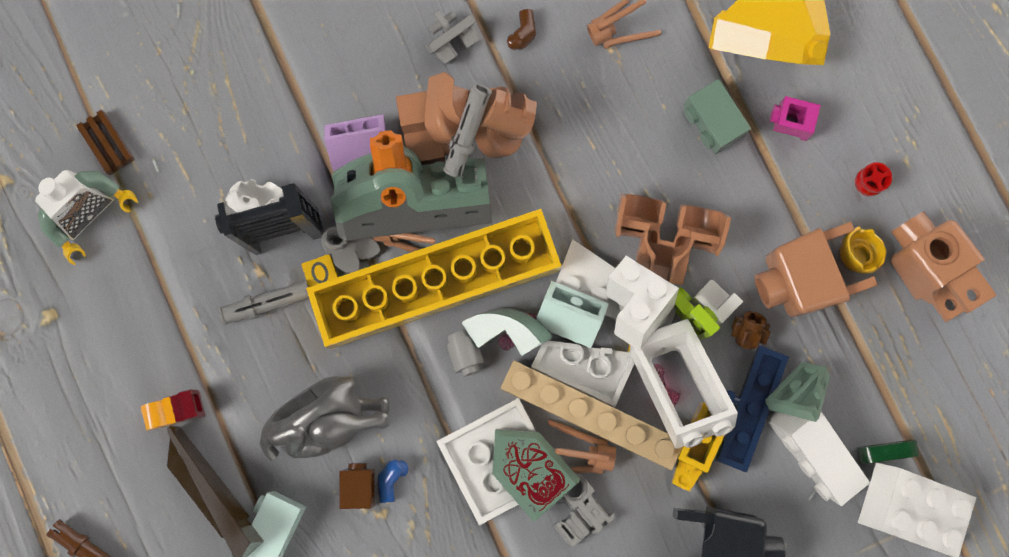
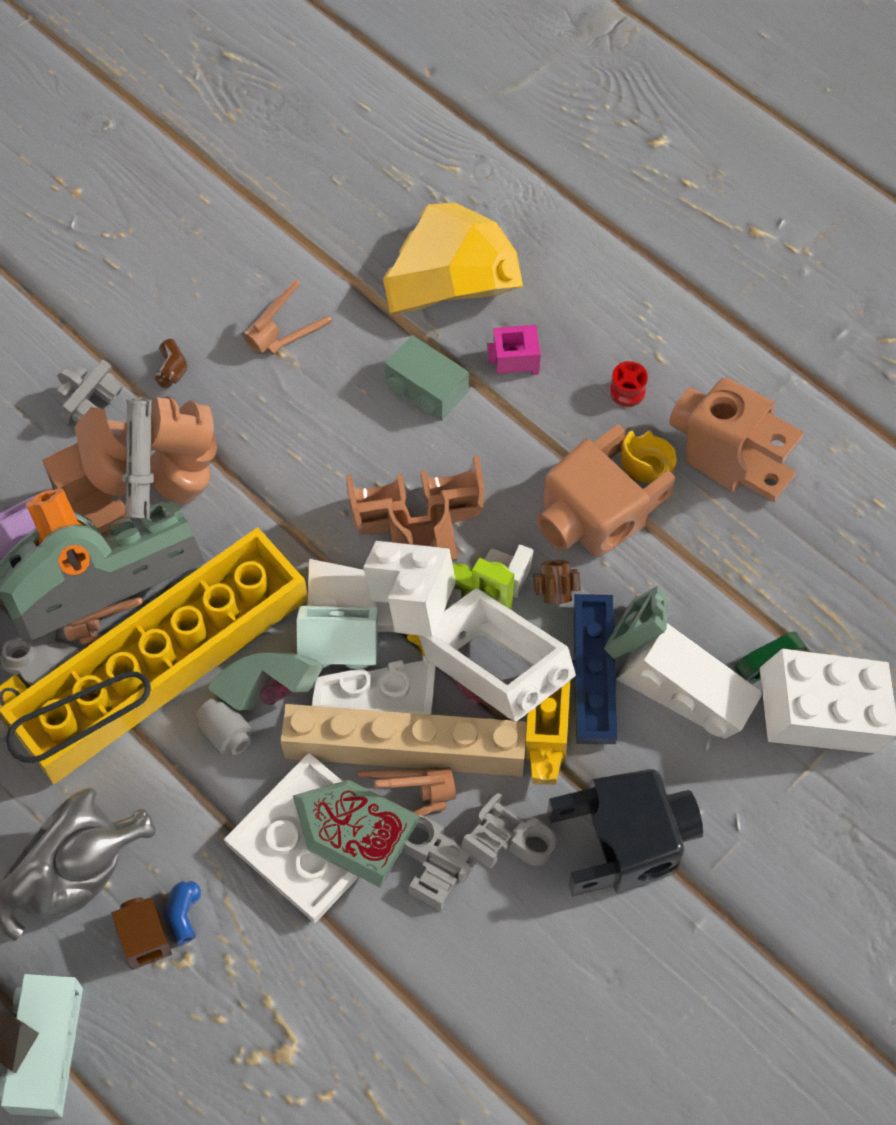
camera: 25 degrees left, 20 degrees down
(358, 300) = (16, 724): none -> black piece
(633, 509) = (500, 826): none -> light grey piece

